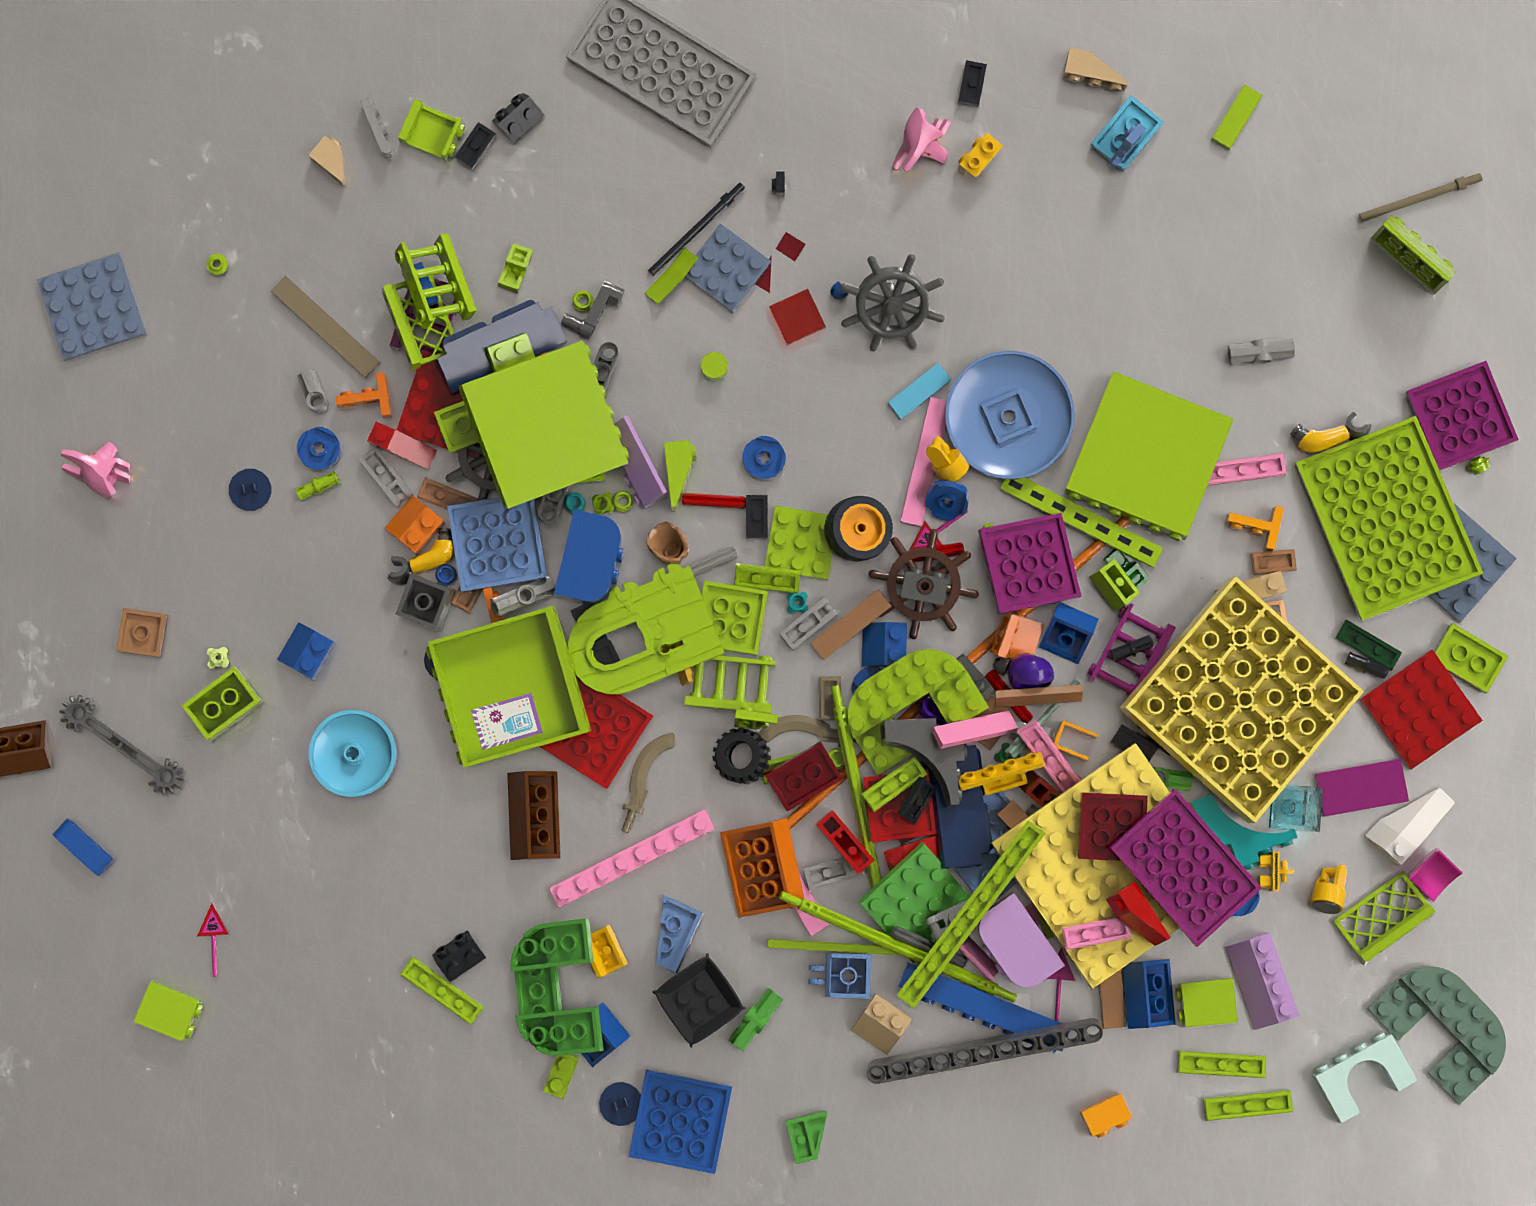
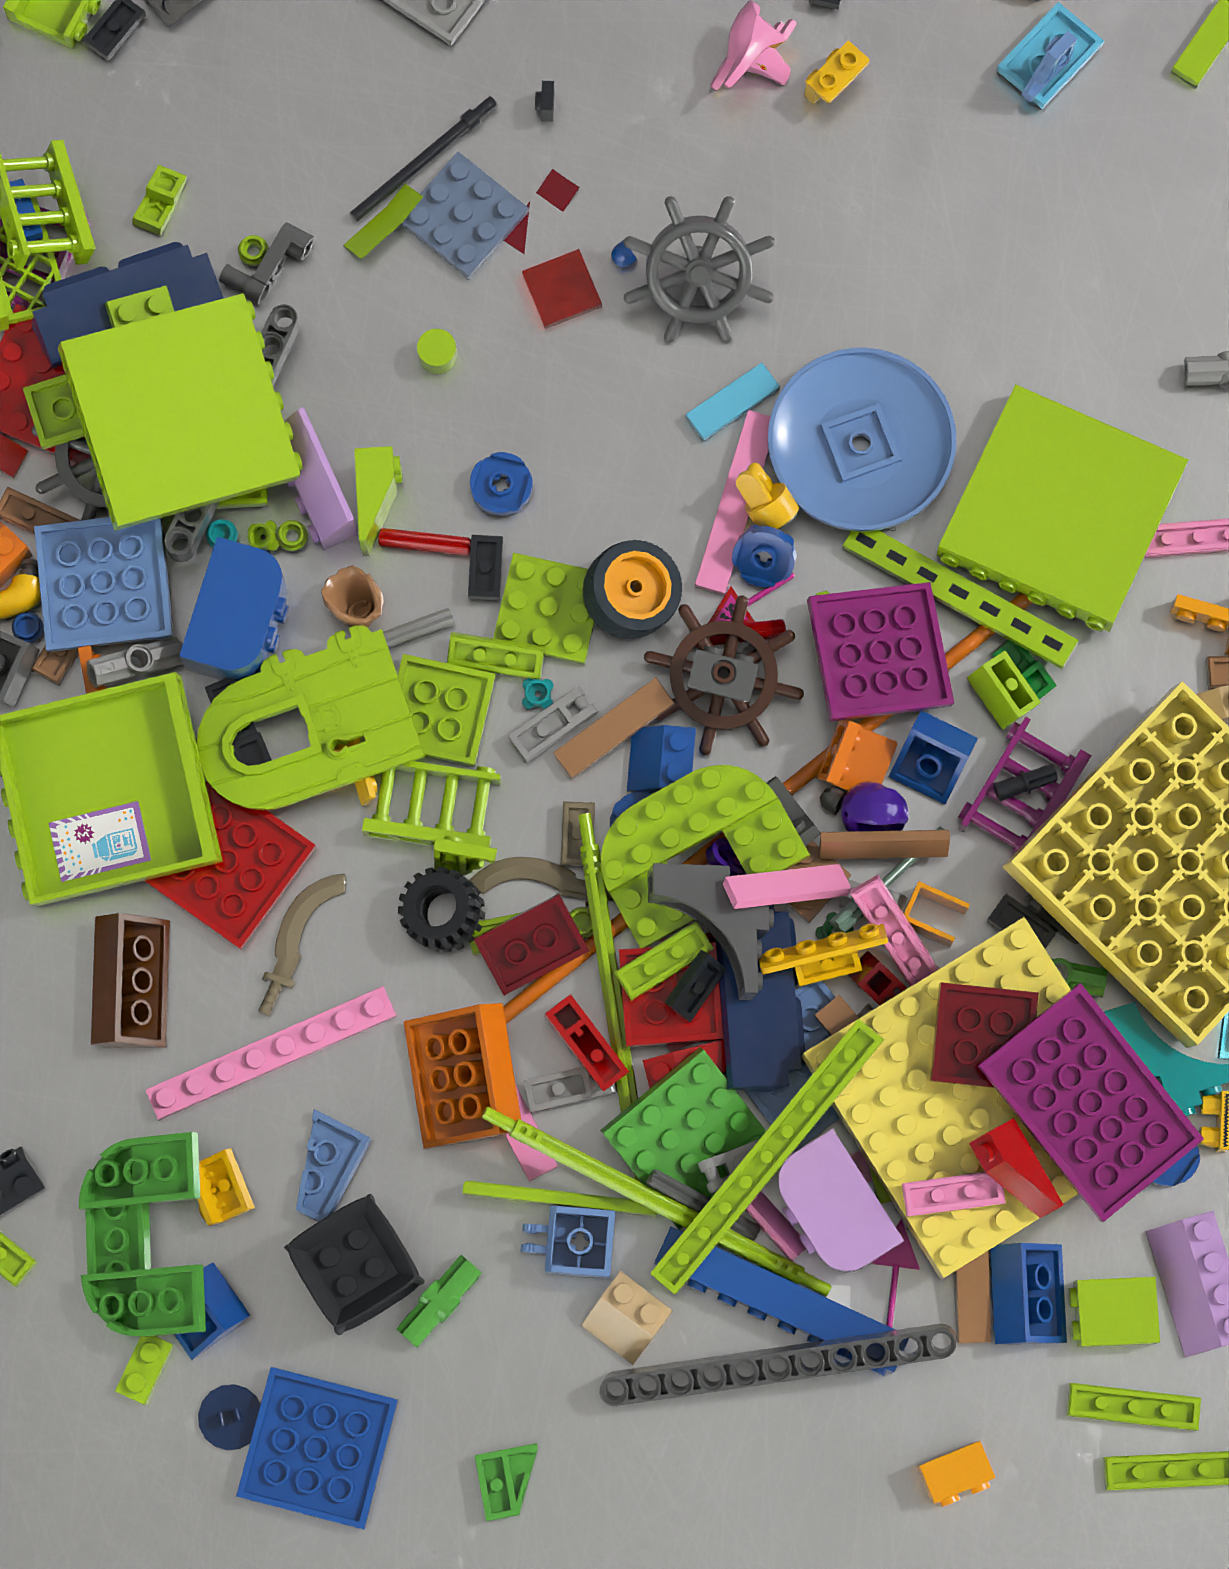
camera: 10 degrees right, 5 degrees down
(998, 684) = (824, 823): red axle -> none

